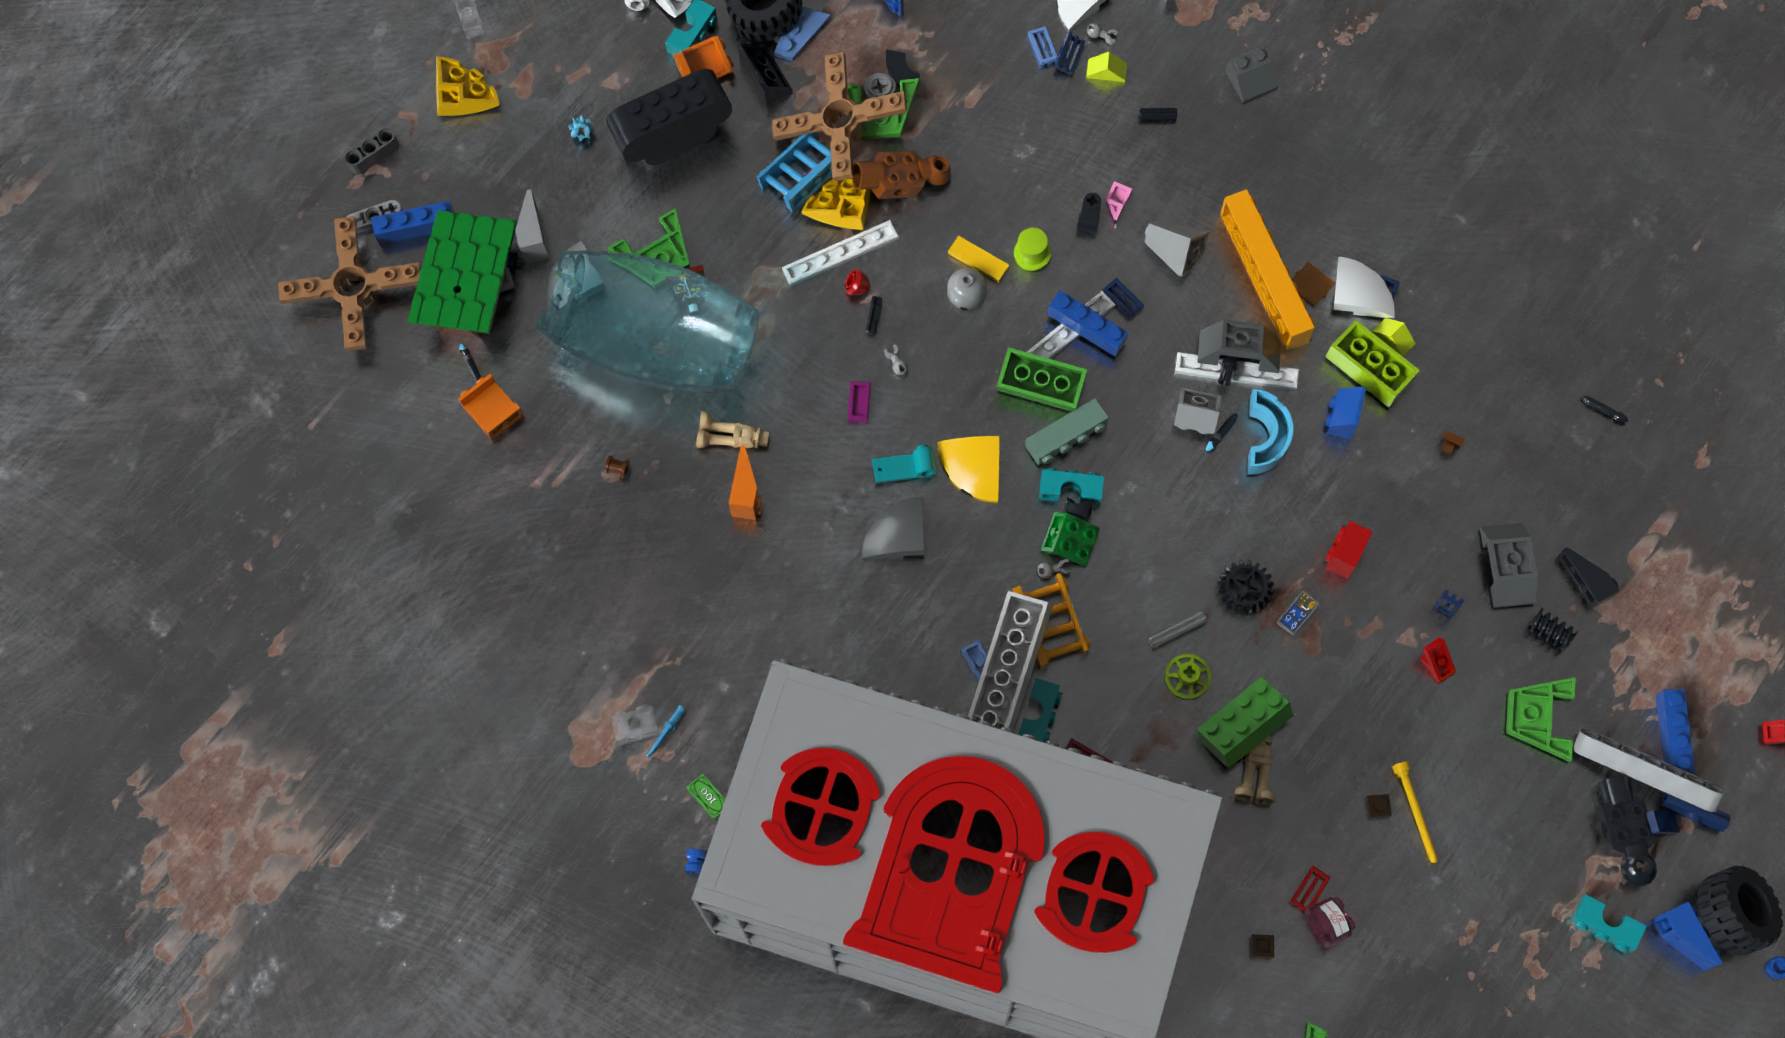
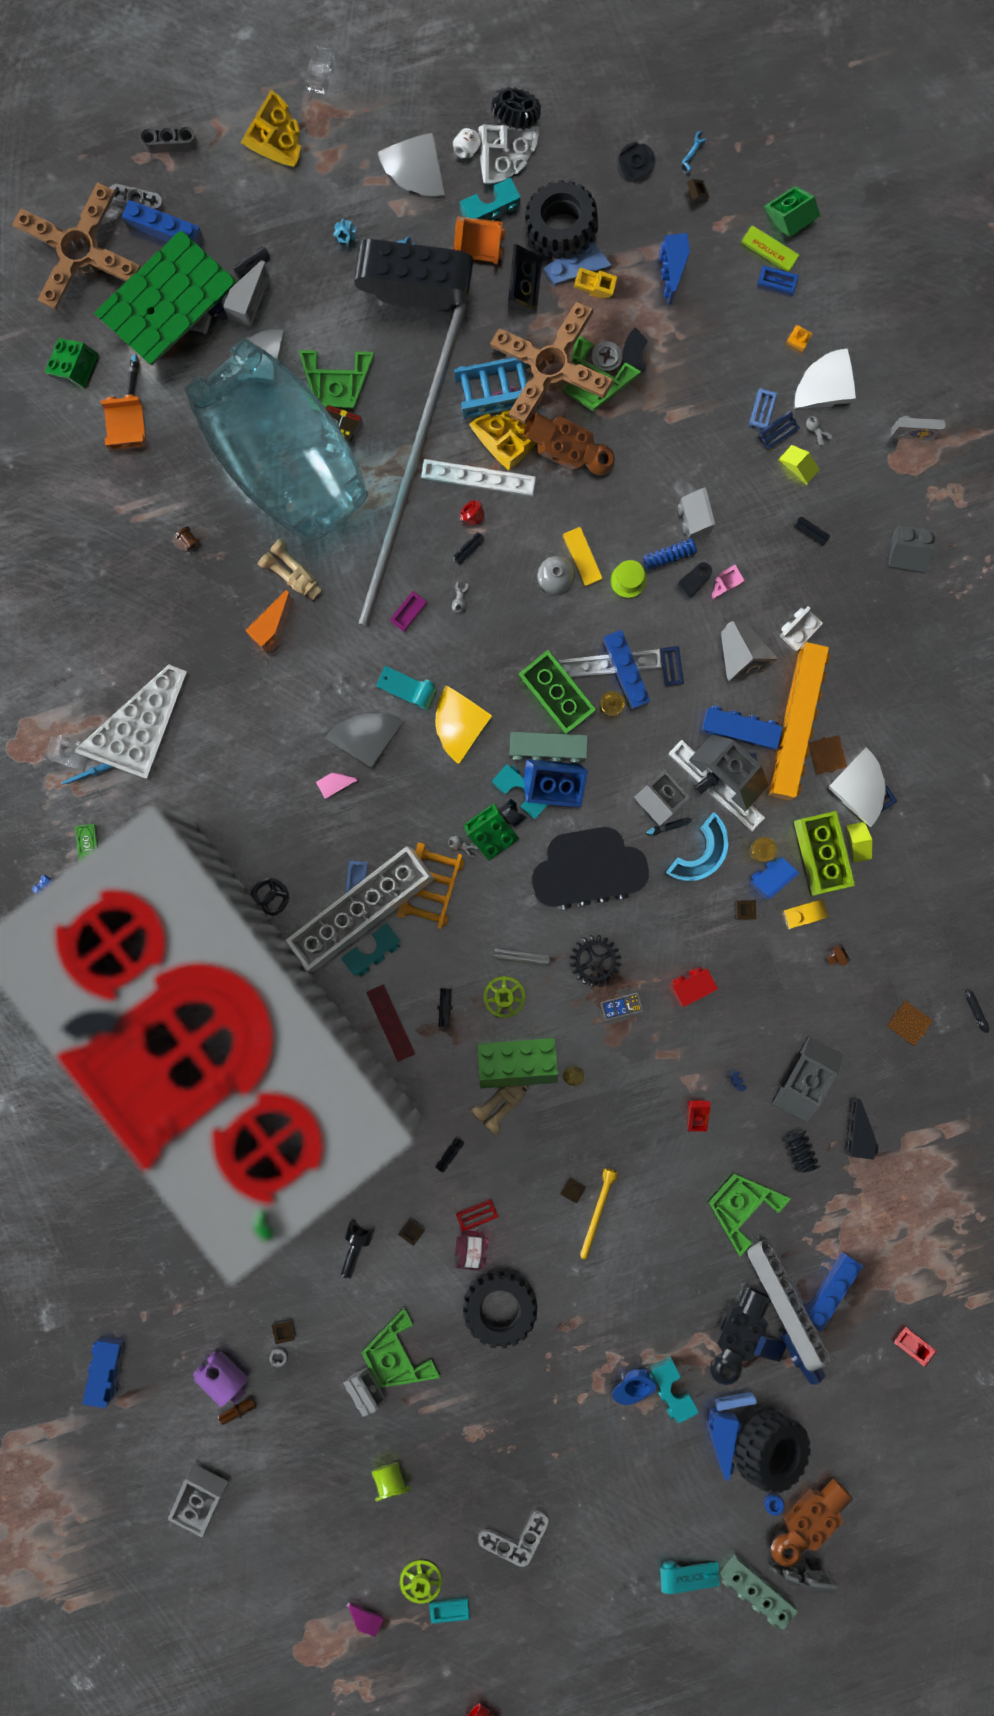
camera: 30 degrees right, 15 degrees up
(407, 383) = (72, 361): none -> green bracket
(513, 202) = (251, 260): none -> black pin
(604, 40) = (414, 166): none -> light grey brick
(684, 663) = (136, 729): none -> white wing
(775, 282) = (412, 464): none -> light grey piece
(831, 35) = (597, 284): none -> yellow brick
(853, 888) = (91, 1022): none -> black tile
(899, 589) = (334, 783): none -> bright pink slope
(1052, 159) = (696, 513): none -> light grey slope
(1053, 207) = (670, 554): none -> blue piece
(1096, 361) = (611, 704): none -> clear yellow wheel
(1096, 457) = (554, 783): none -> blue slope
(1142, 721) = (444, 1007): none -> black pin
(1142, 968) = (260, 1228): none -> green arm
(1180, 510) = (588, 868): none -> black brick
(1209, 197) = (801, 629): none -> white bracket
(1218, 986) = (357, 1237): none -> black piece
(1228, 305) = (741, 728): none -> blue brick
(1244, 851) = (450, 1154): none -> black axle
(1302, 702) = (570, 1073): none -> clear yellow piece
(1318, 395) = (762, 850): none -> clear yellow wheel
(1342, 456) = (746, 910): none -> dark brown plate
(1396, 424) = (806, 913): none -> yellow brick
(1416, 936) = (505, 1334): none -> black tyre
(1556, 459) = (909, 1023): none -> clear orange piece
(1572, 945) = (634, 1388): none -> blue piece
(1669, 894) = (735, 1401): none -> medium blue tile

